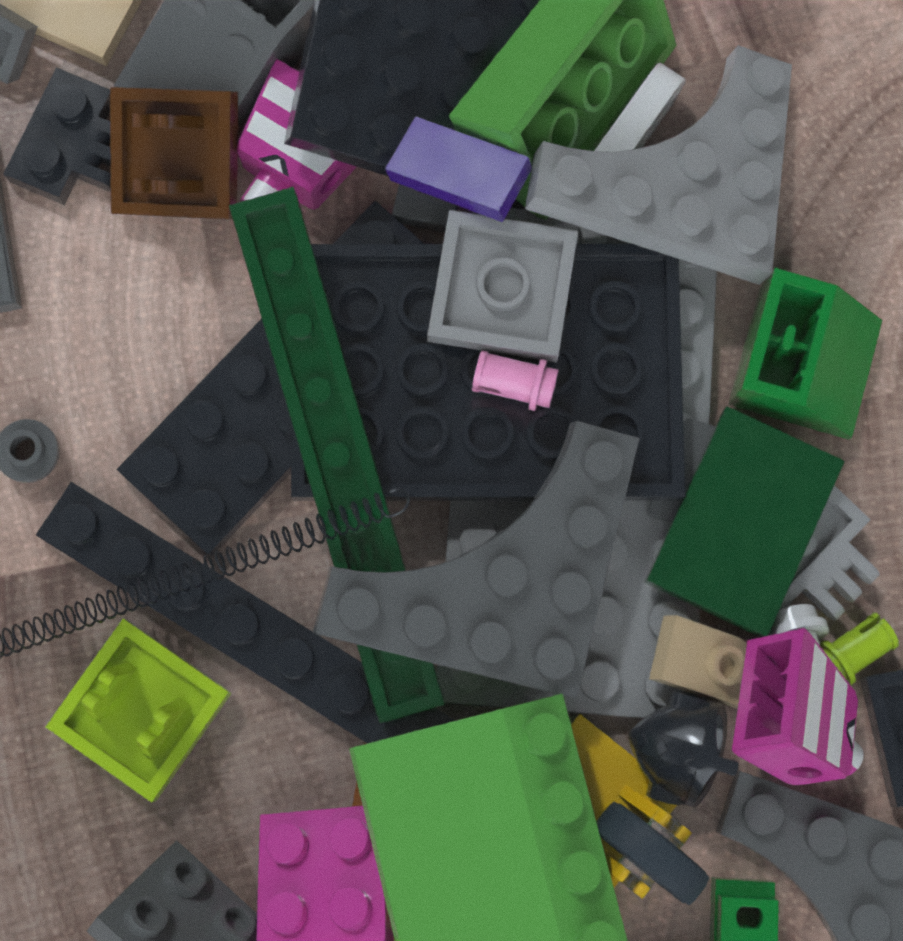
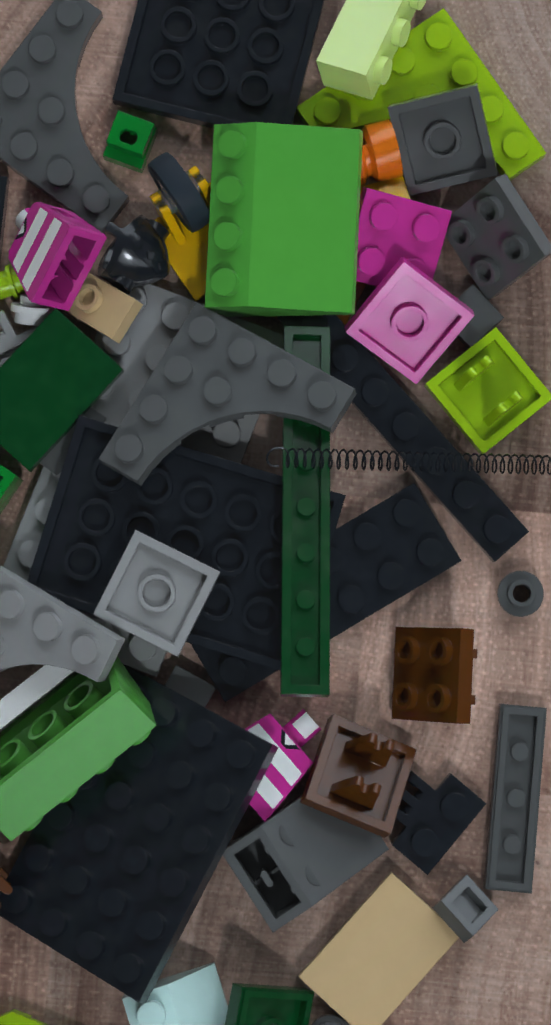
camera: 160 degrees left, 5 degrees up
(109, 303) = (433, 674): none -> reddish brown plate
(192, 809) = (485, 317): none -> dark grey tile
(273, 772) = (409, 320): none -> dark pink plate
(459, 169) = (161, 684): tile -> none
(515, 379) = (168, 525): bright pink pin -> none

